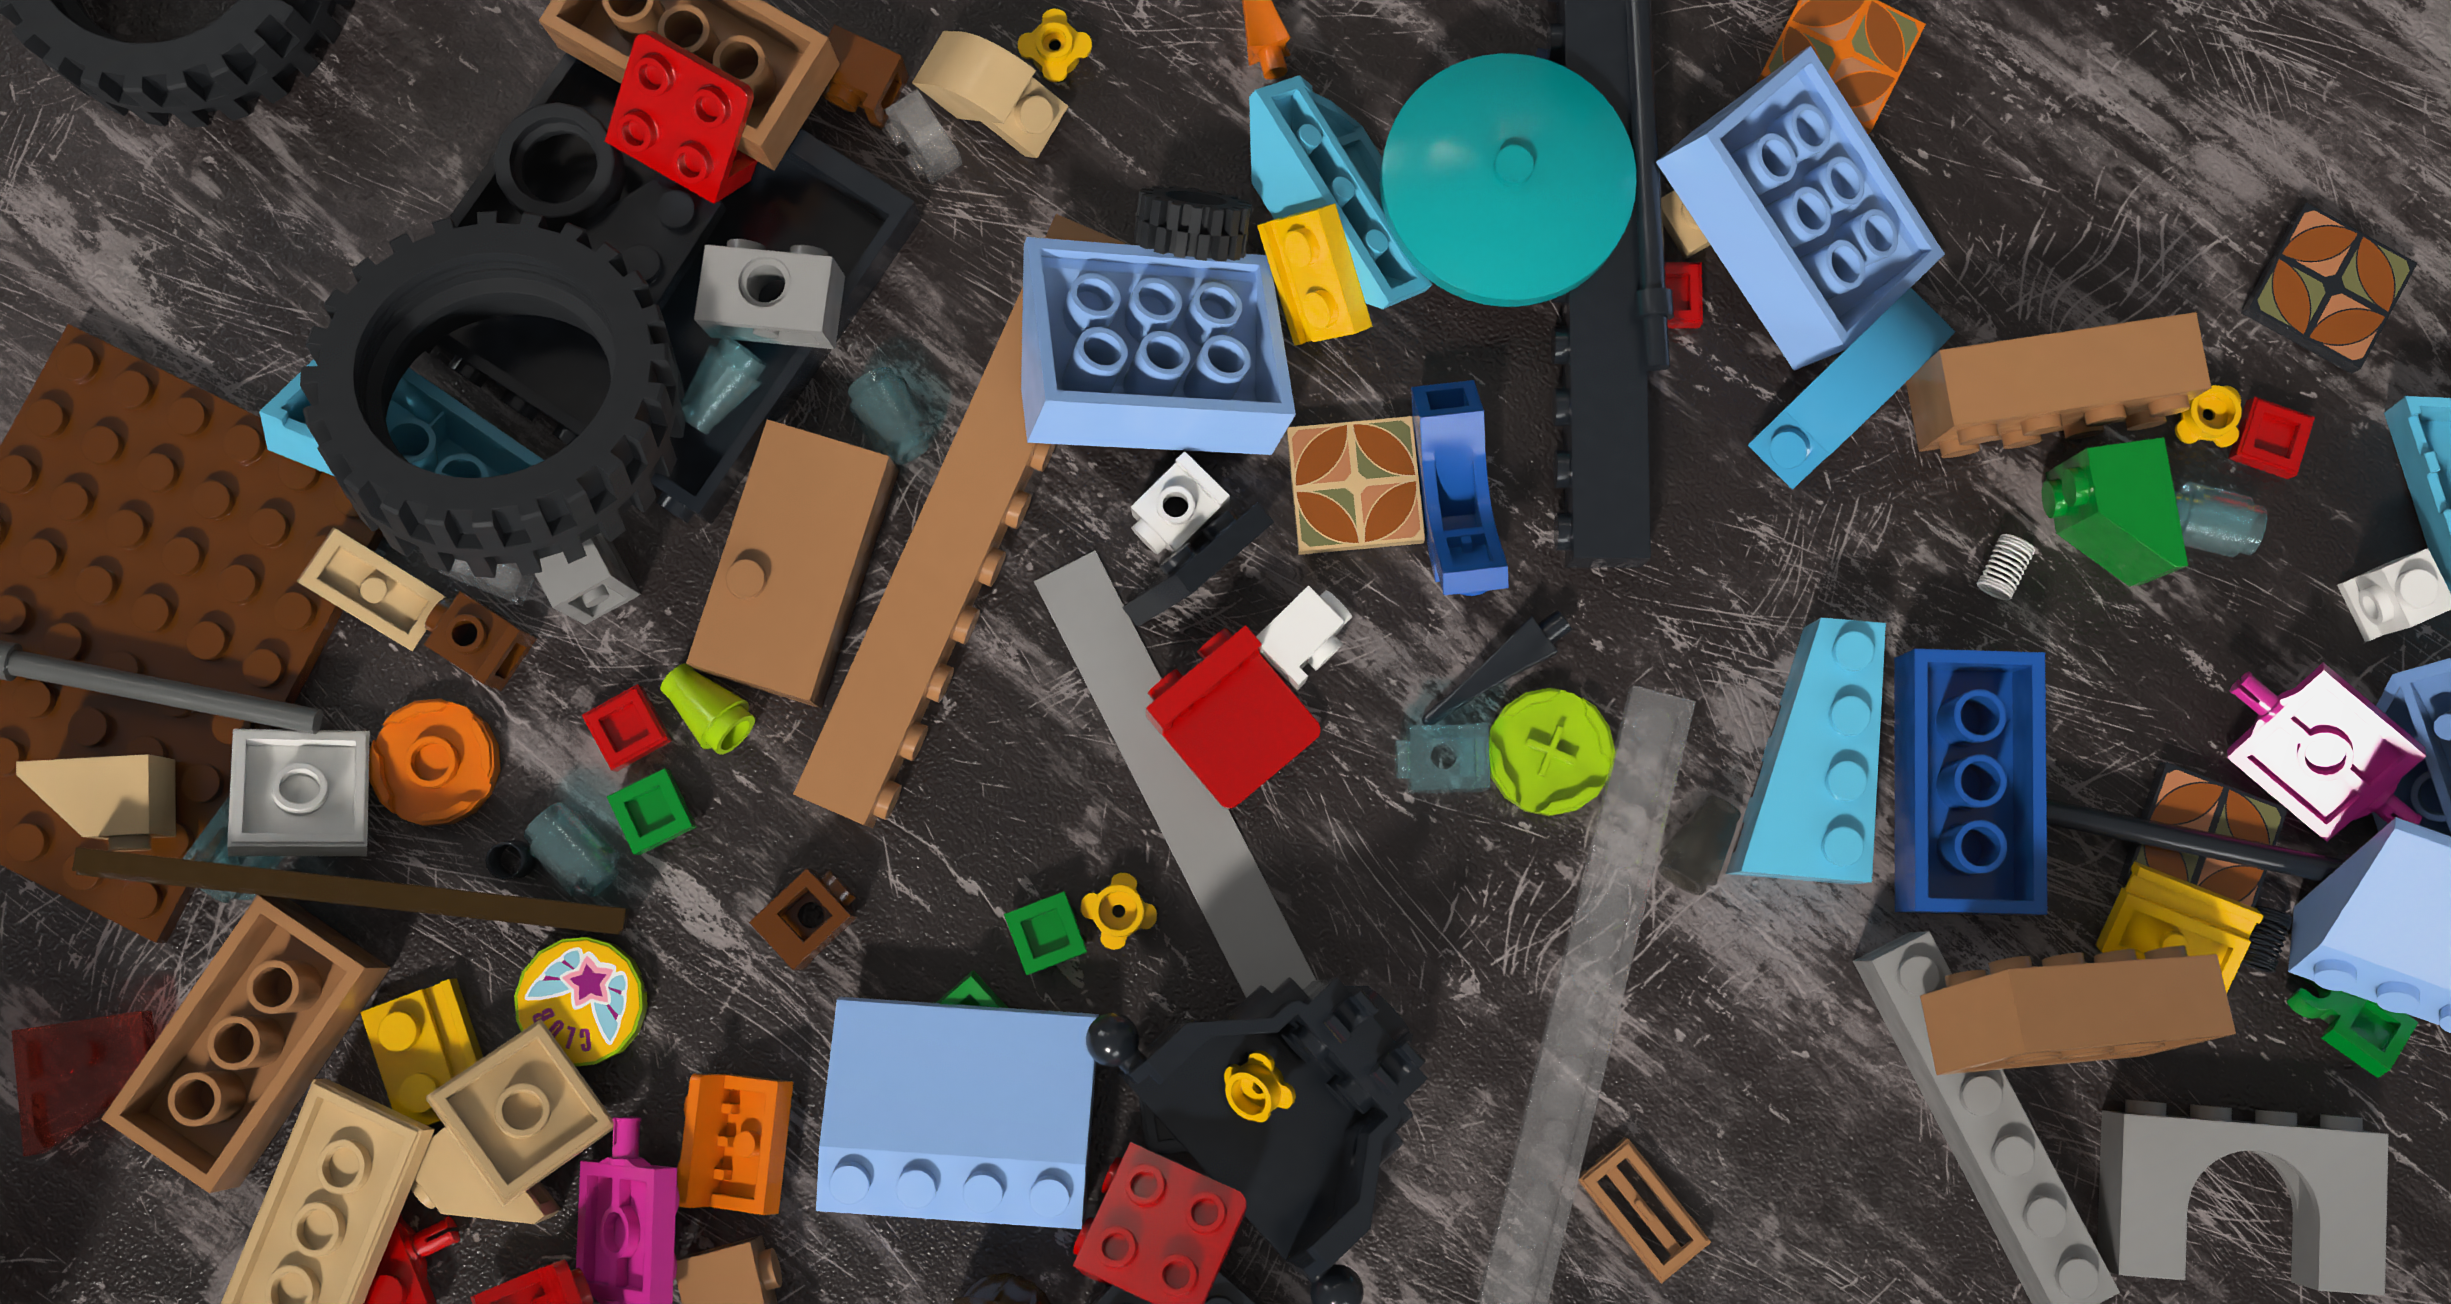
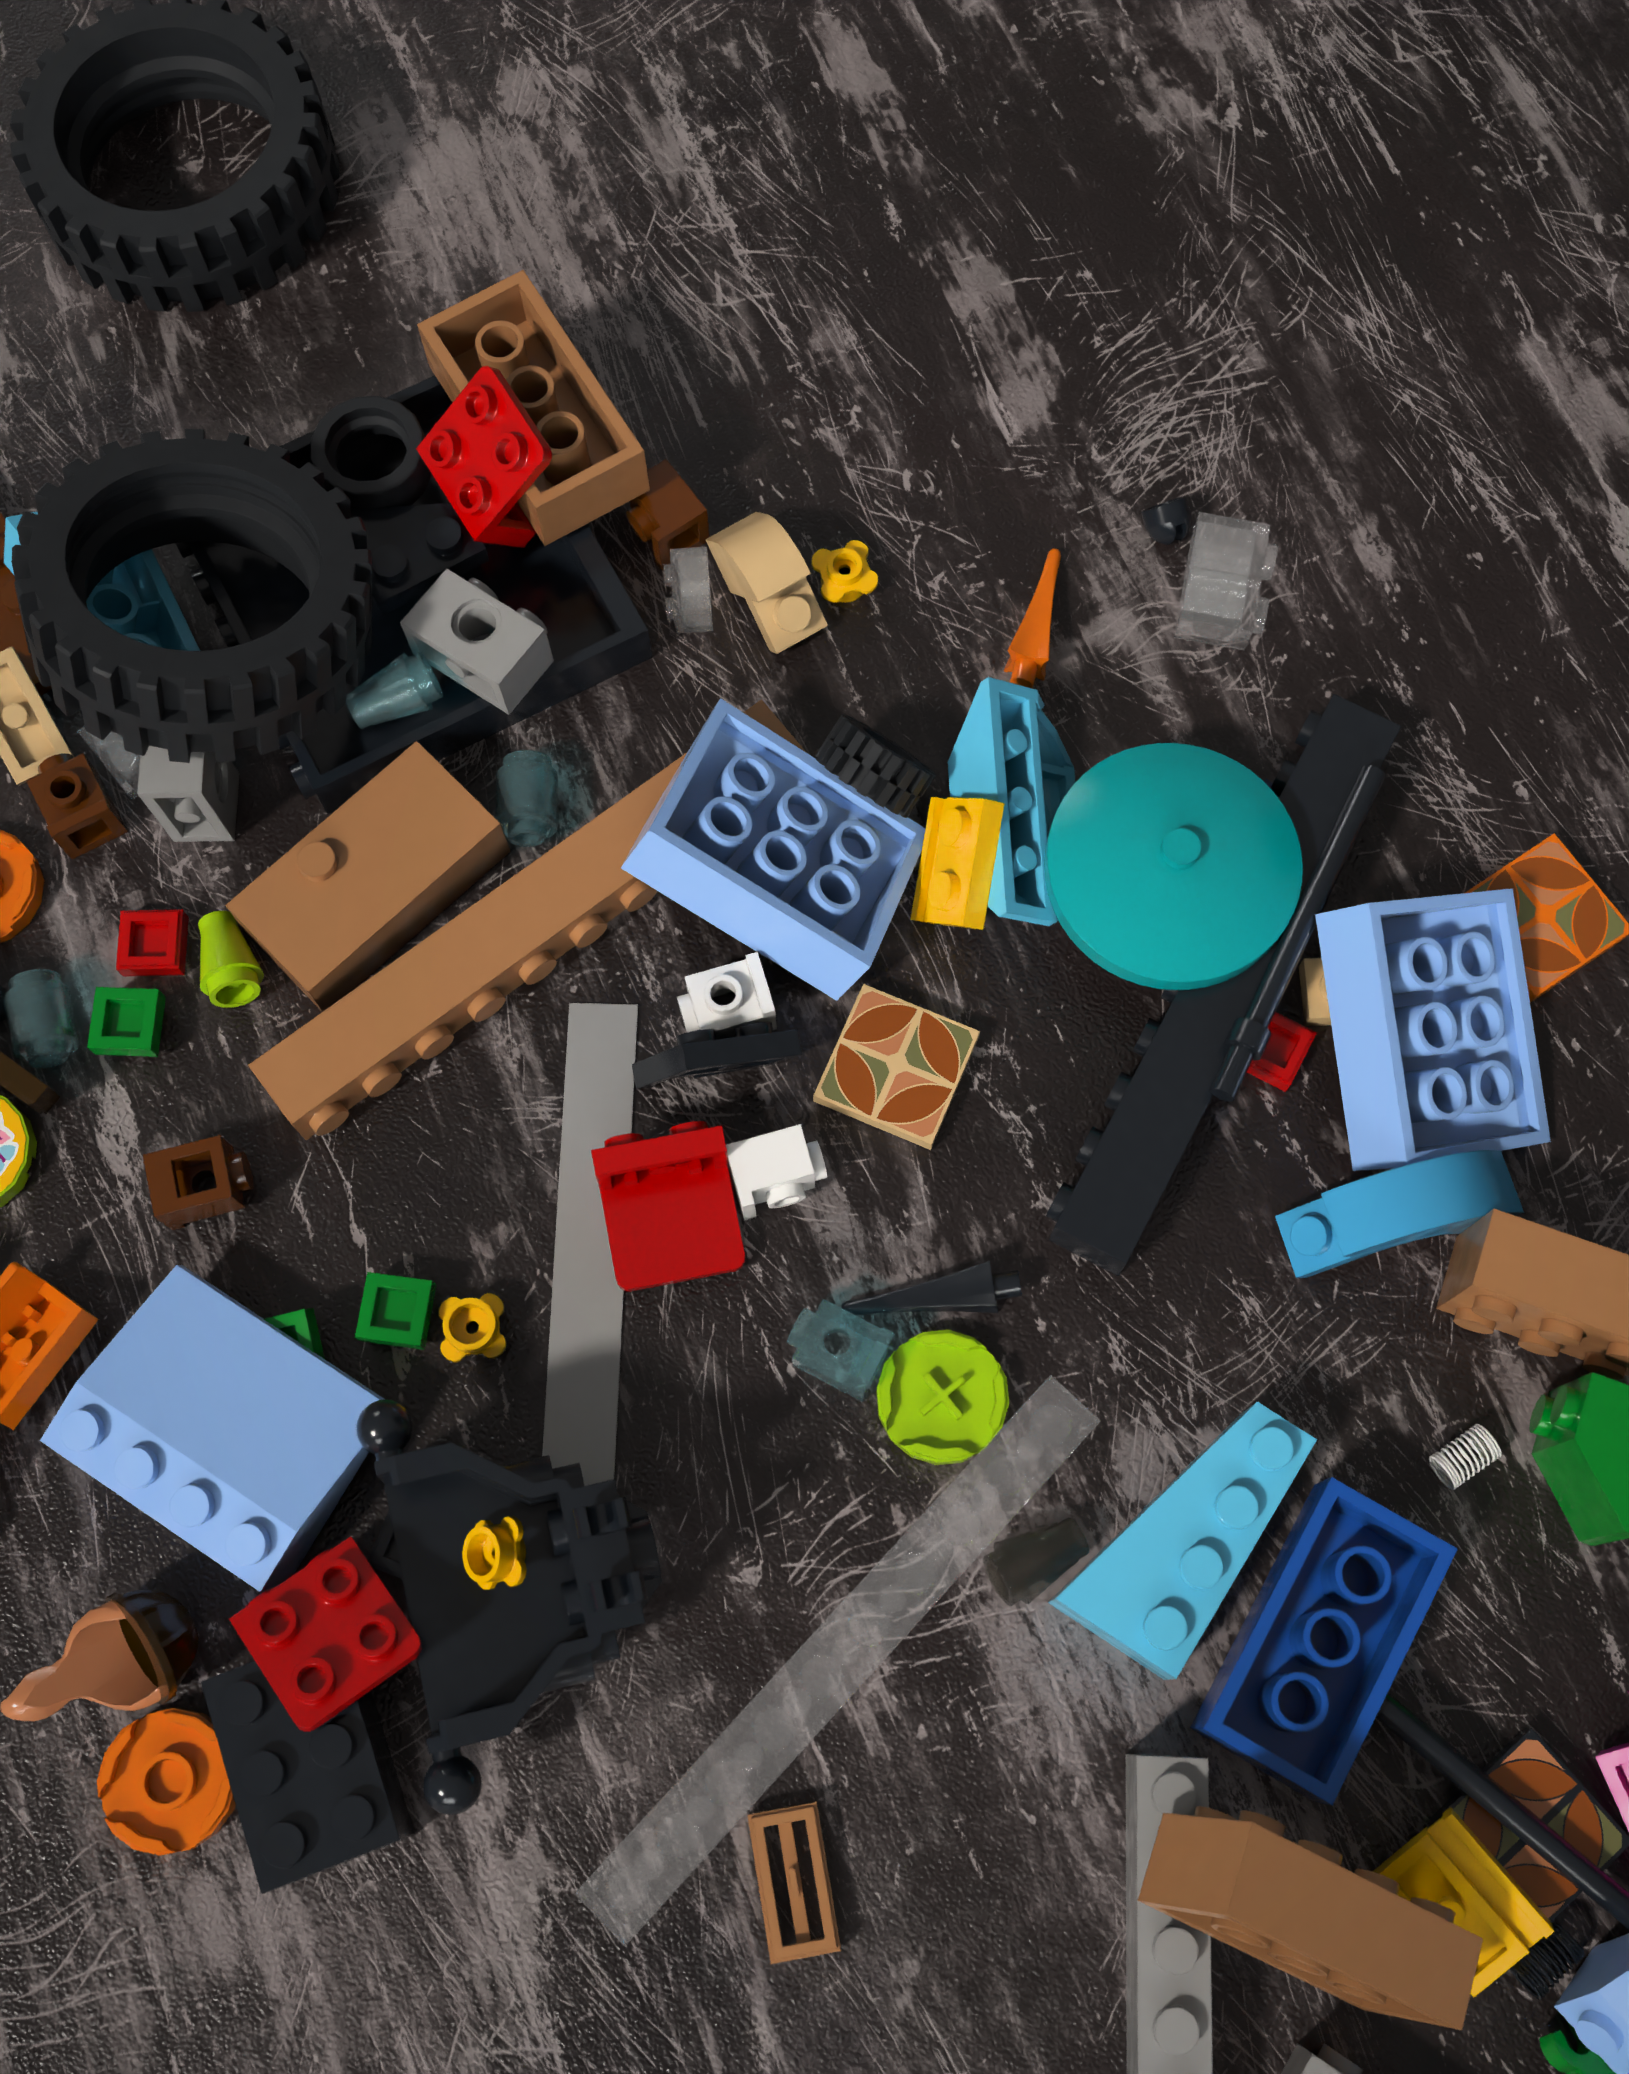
camera: 30 degrees right, 10 degrees down
(1455, 489) = (982, 1110): blue arch -> none

